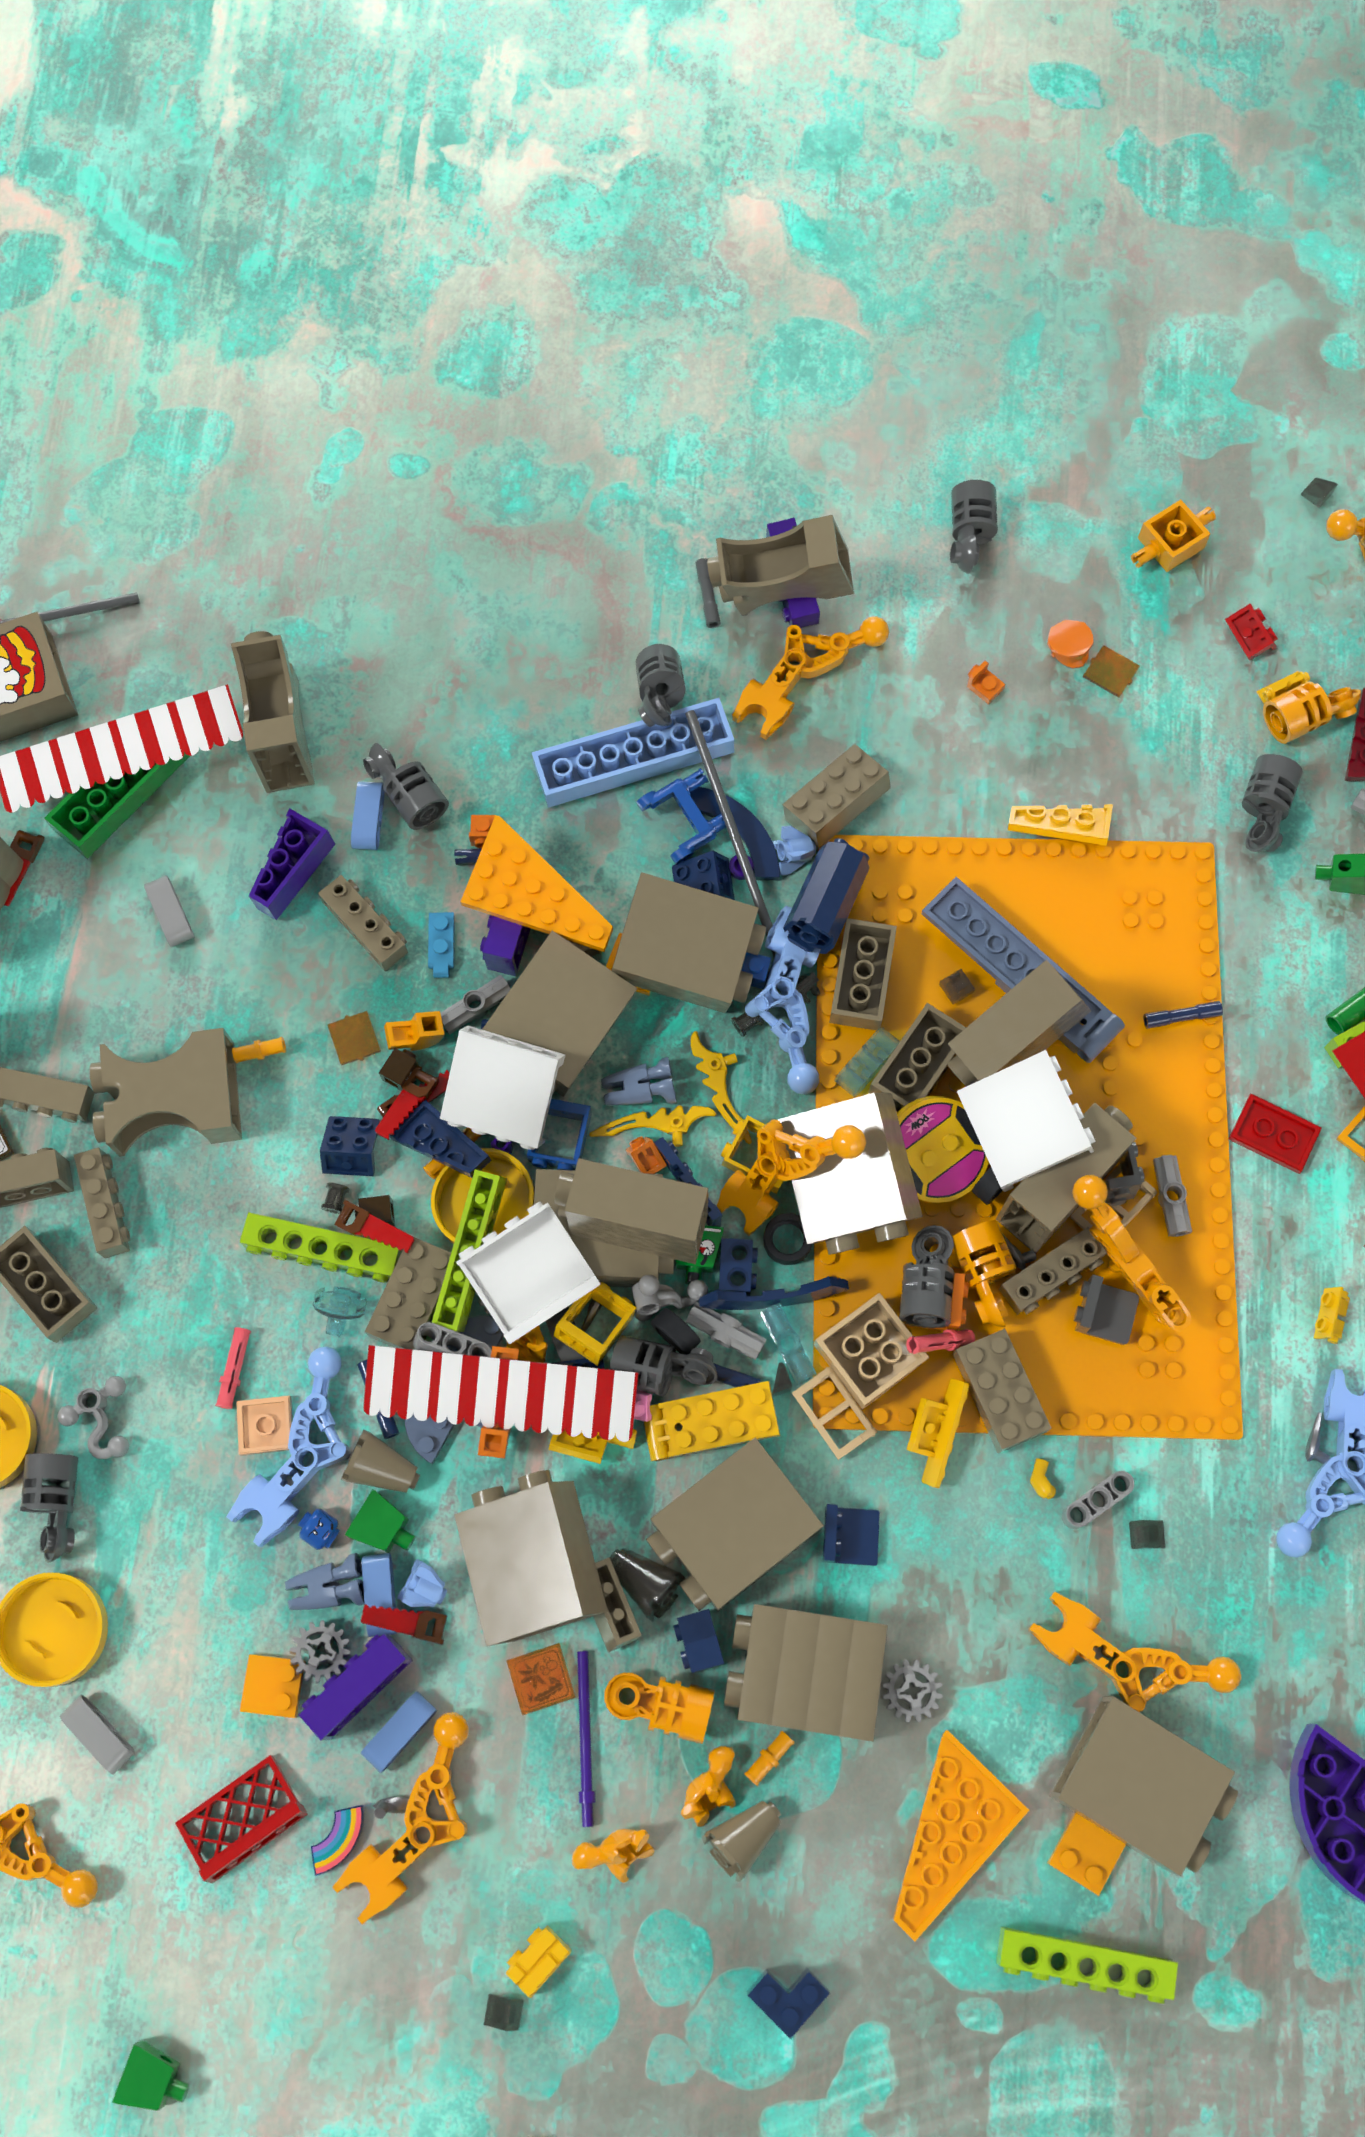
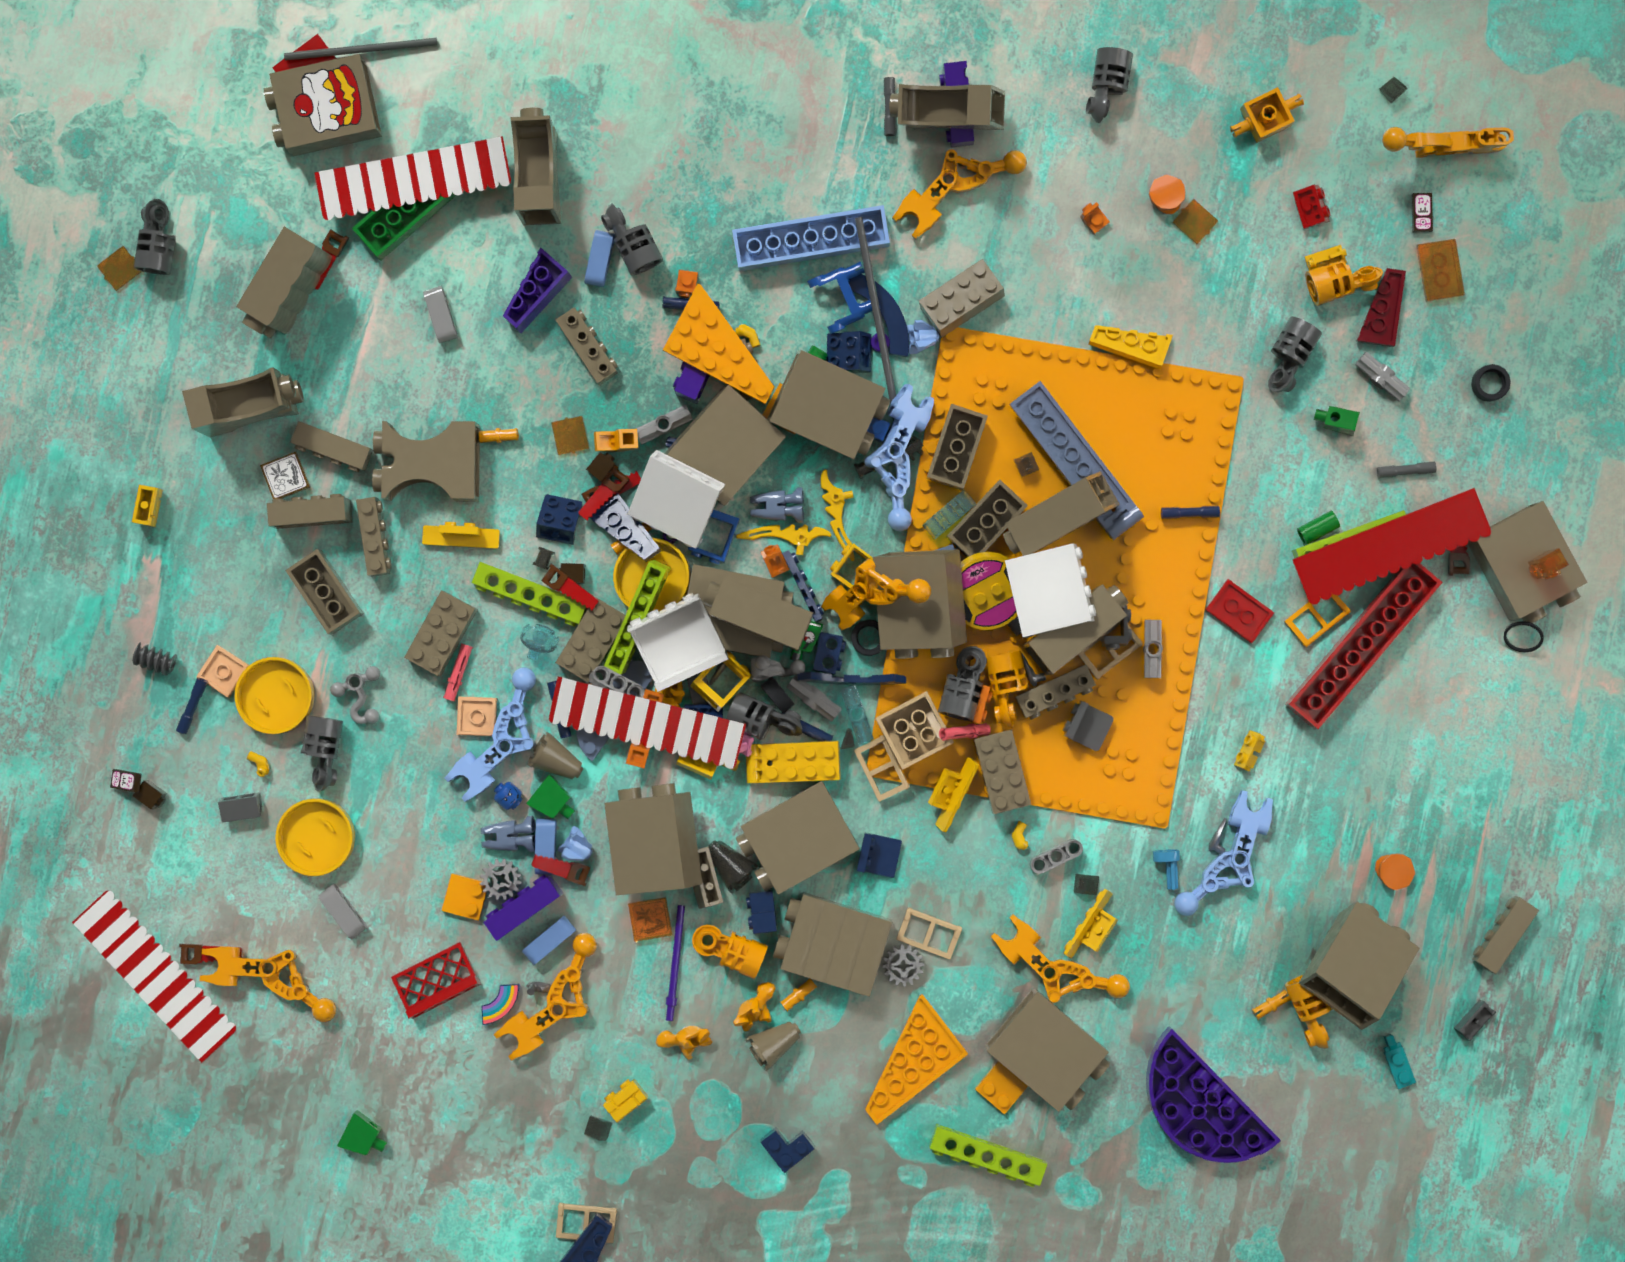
camera: 10 degrees right, 15 degrees up
(204, 1317) = (441, 633): none -> dark tan brick
(220, 1184) = (460, 536): none -> yellow bracket
(441, 943) = (644, 370): dark azure hinge -> none
(574, 880) = (750, 333): none -> yellow arm
(659, 683) = (838, 187): dark grey cylinder -> none
(827, 896) = (939, 384): dark blue brick -> none
(980, 1628) = (957, 930): none -> tan window
(1127, 1255) = (1085, 653): light orange piece -> none
(1172, 1595) = (1094, 928): none -> yellow bracket
(1258, 1479) = (1171, 857): none -> dark azure piece

